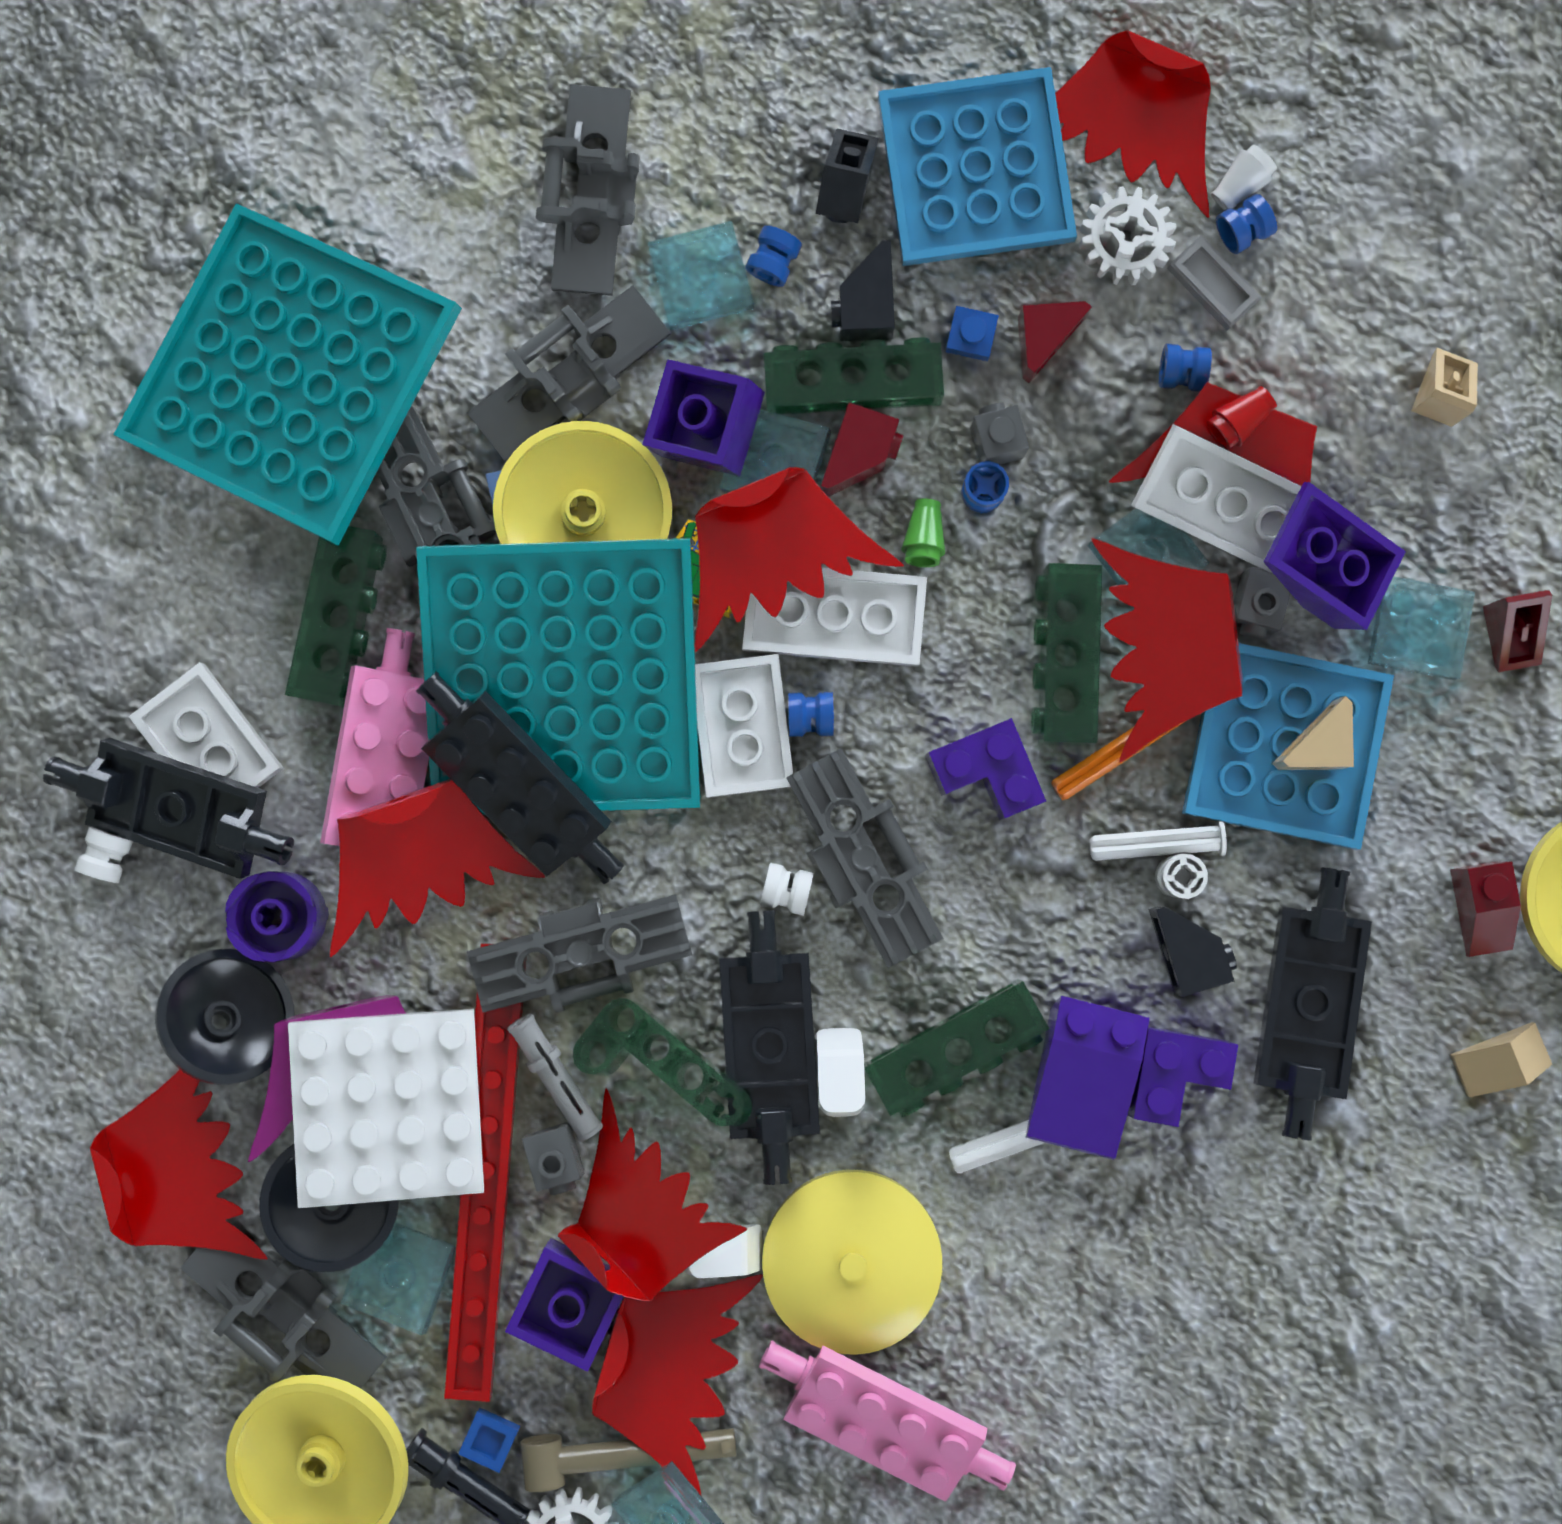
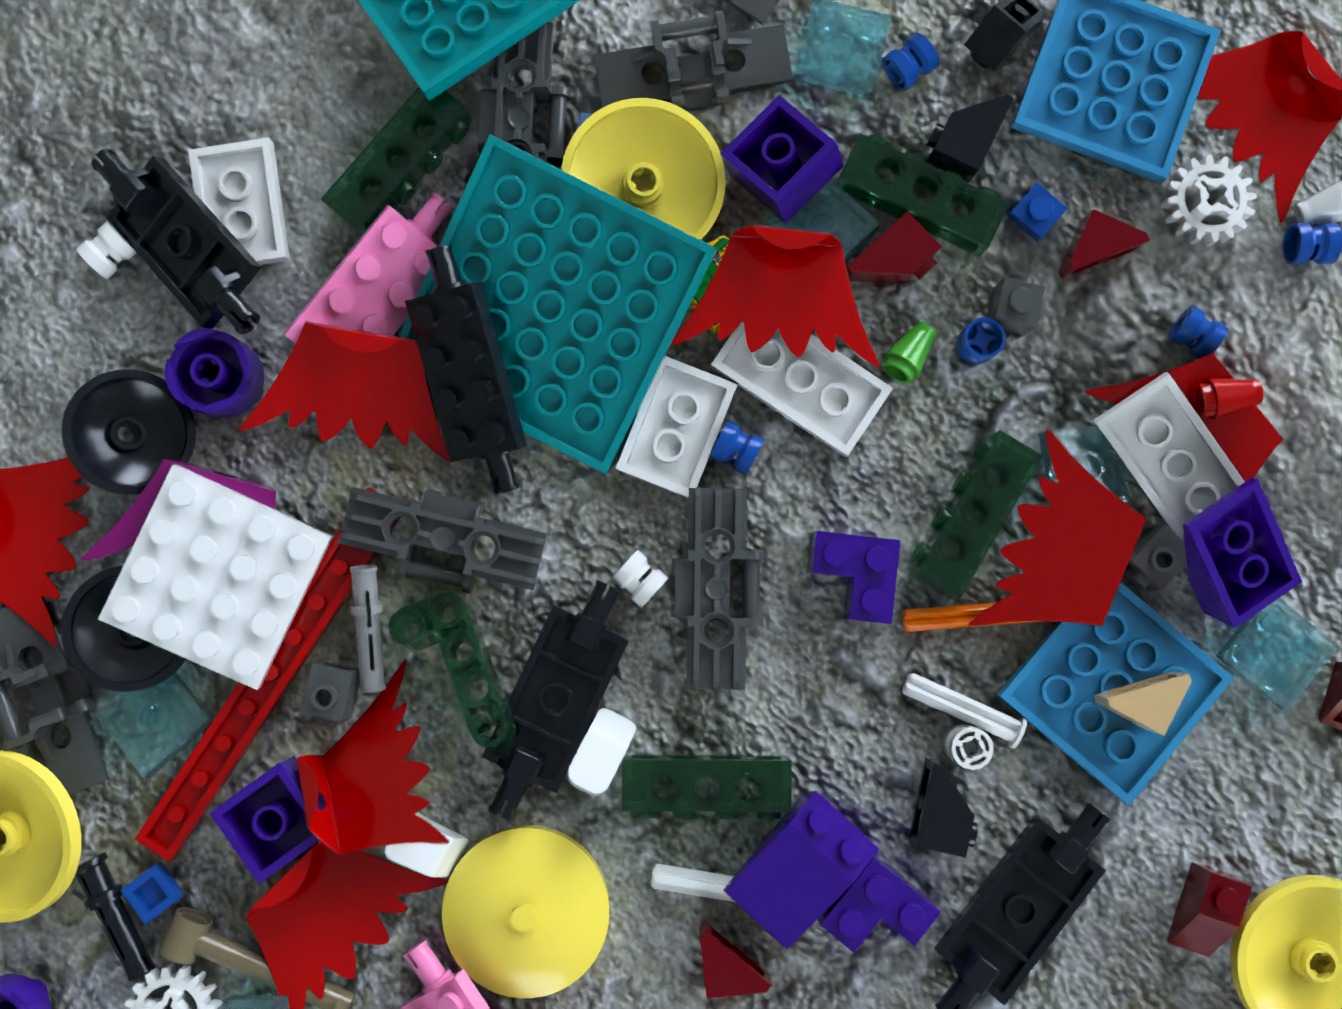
camera: 25 degrees right, 0 degrees up
(1069, 1208) = (727, 968): none -> dark red slope
(1214, 282) = (1258, 277): light grey tile -> none

